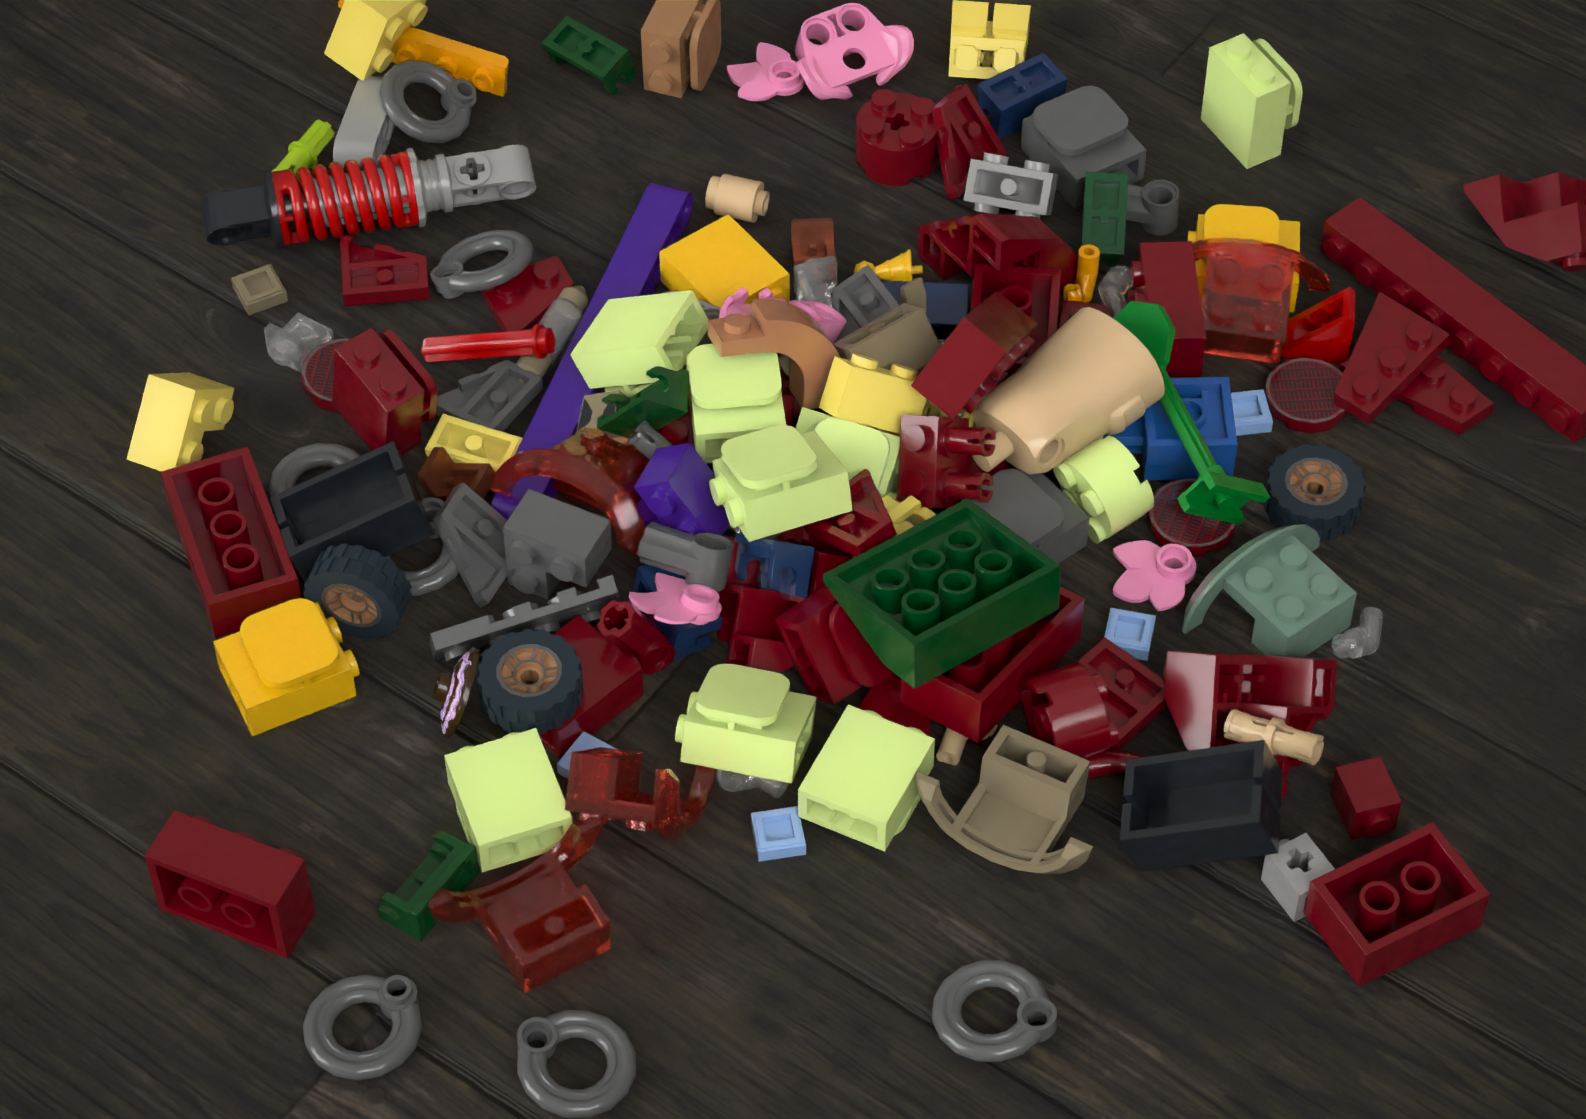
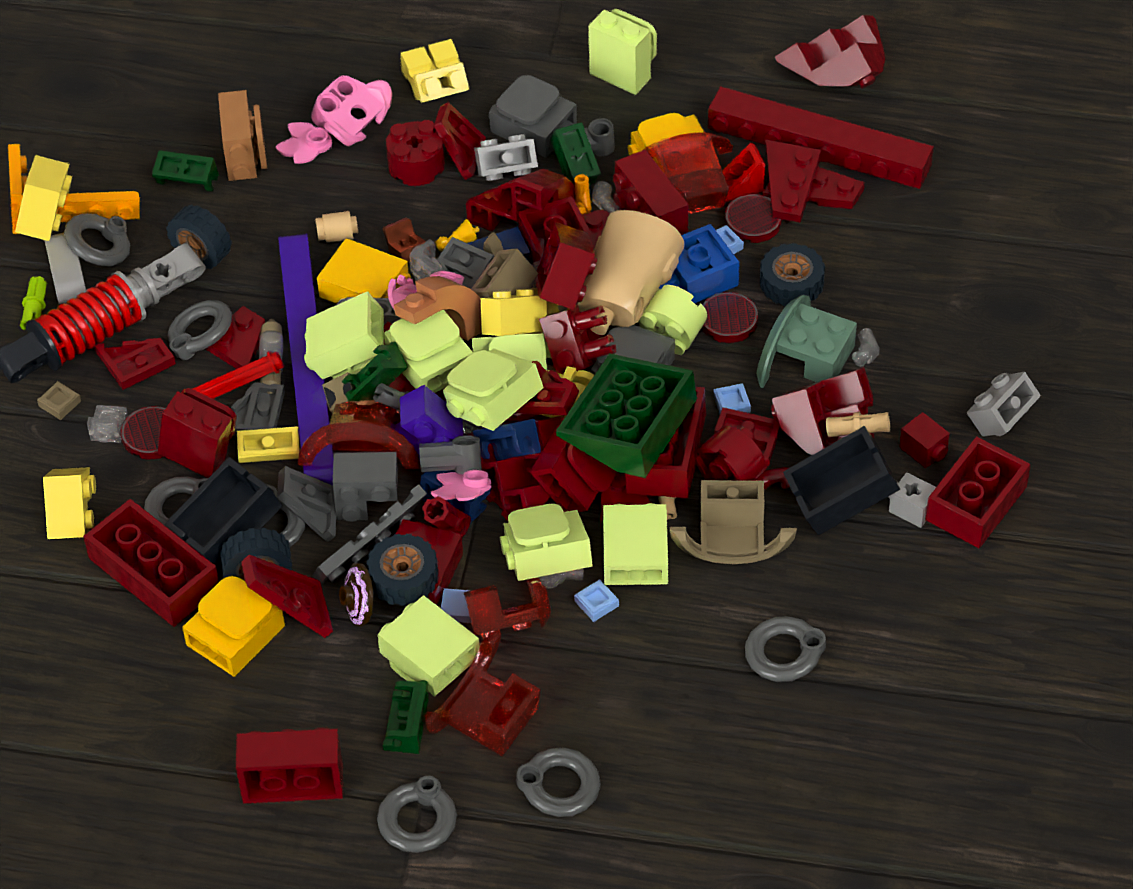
camera: 25 degrees left, 0 degrees up
(372, 651) = (289, 591): none -> dark red wing
(441, 475) = (268, 468): copper bracket -> none
(551, 143) = (202, 232): none -> black wheel
(1019, 91) = (478, 95): dark blue hinge -> none
(1152, 573) = (726, 359): bright pink plate -> none
(1215, 492) = (743, 293): green piece -> none
(1509, 792) = (1003, 403): none -> light grey brick

